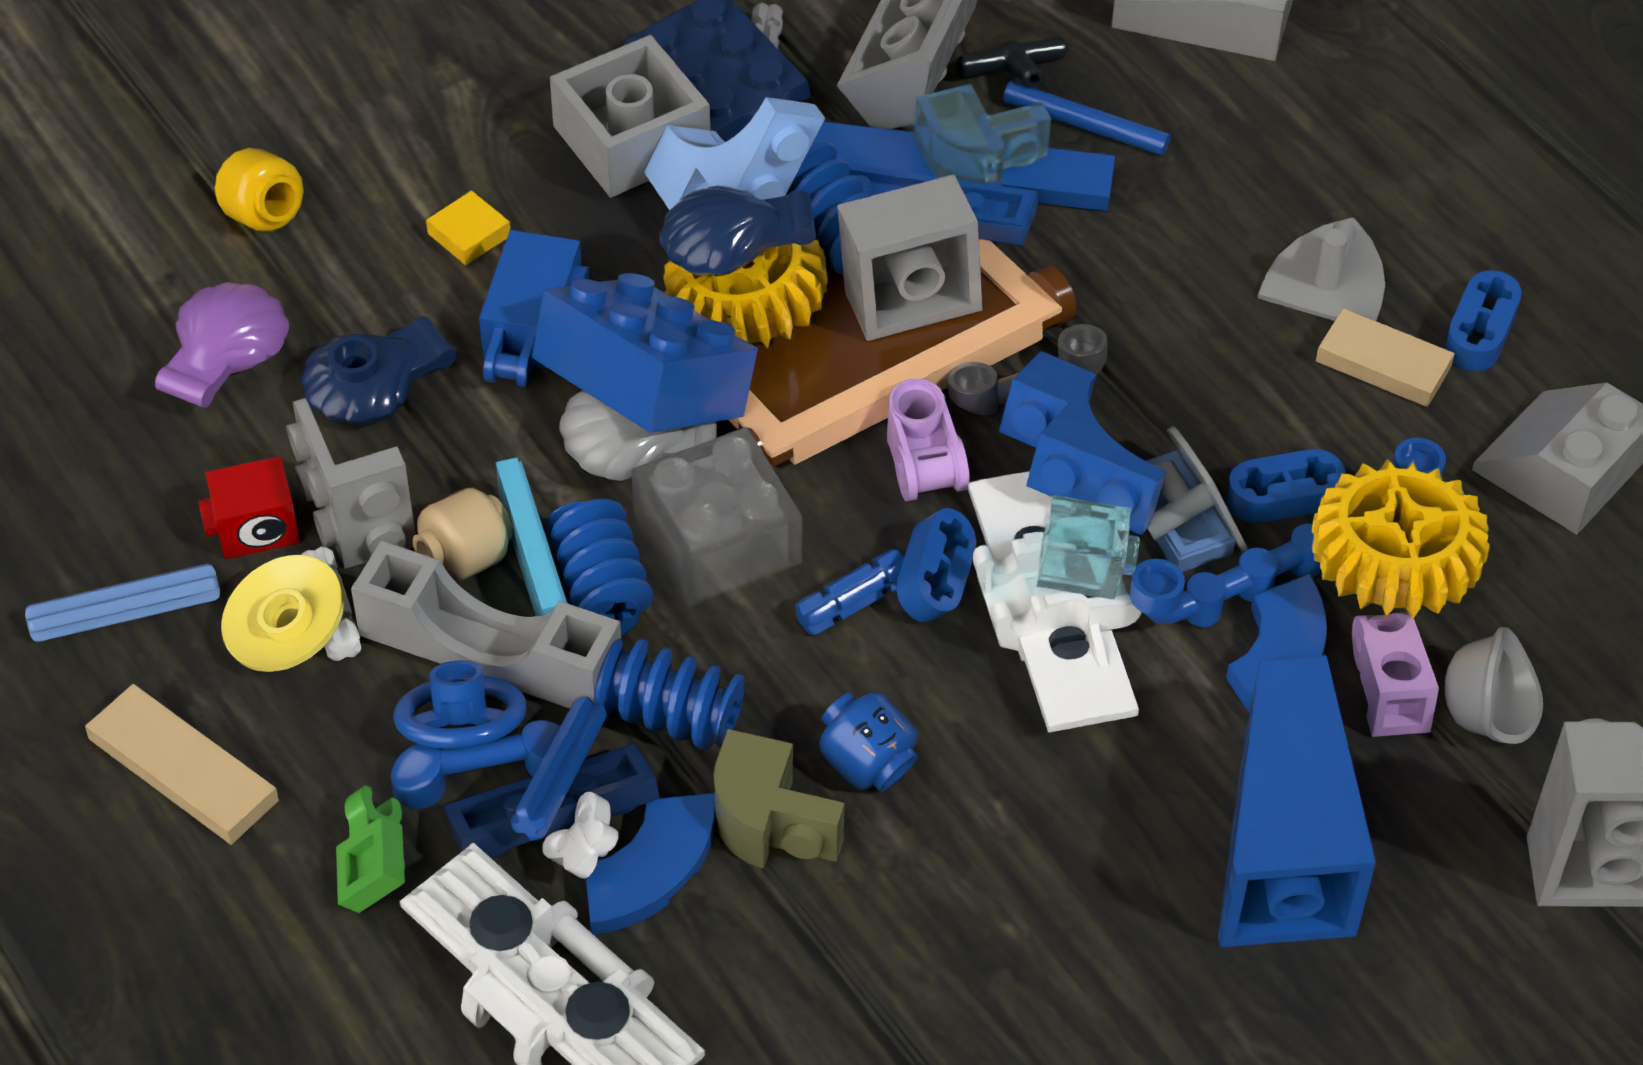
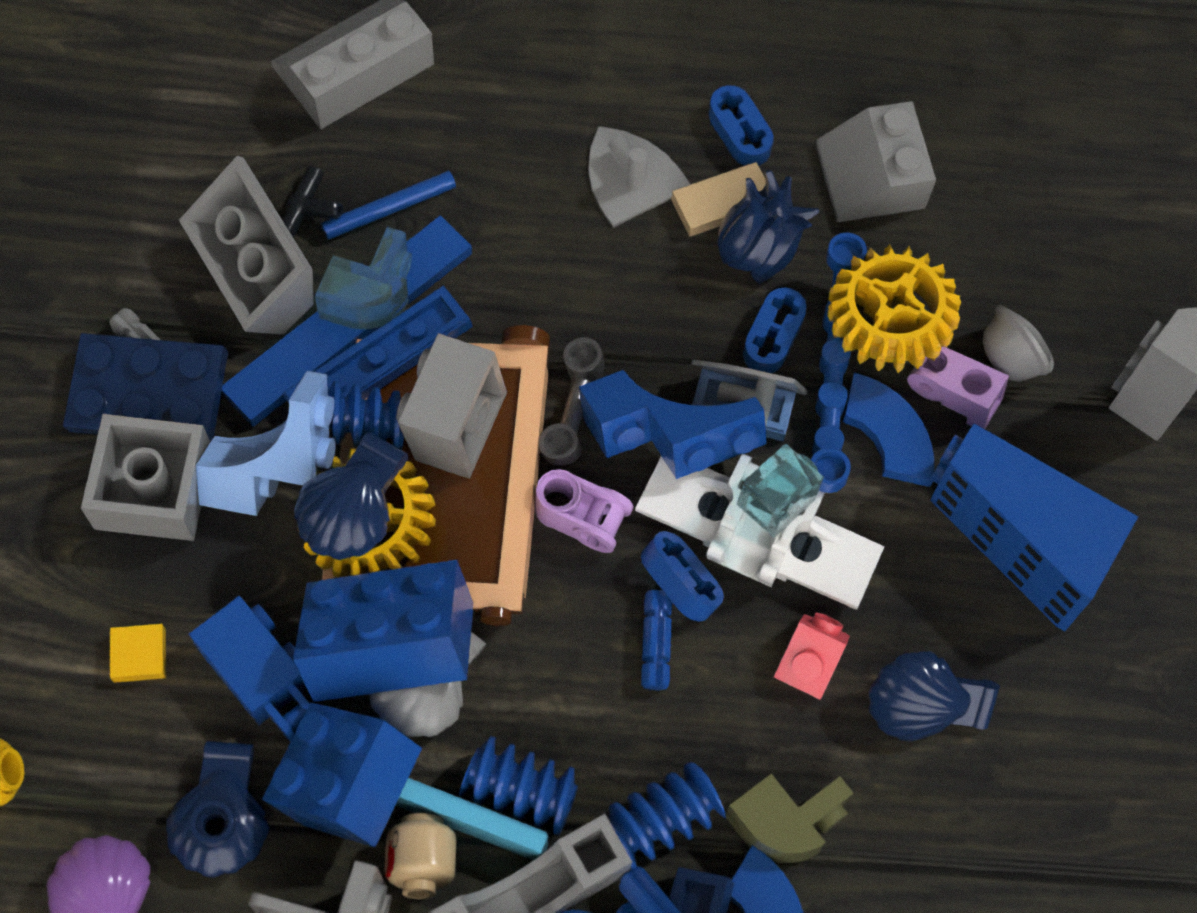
camera: 55 degrees left, 15 degrees up
(481, 413) = (342, 773): none -> blue brick
(717, 516) = (538, 680): clear brick -> none
(868, 740) = (788, 721): blue head -> none
(964, 721) = (813, 654): none -> coral bracket
(1003, 835) = (923, 697): none -> dark blue animal
(1376, 394) = (763, 229): none -> dark blue hair

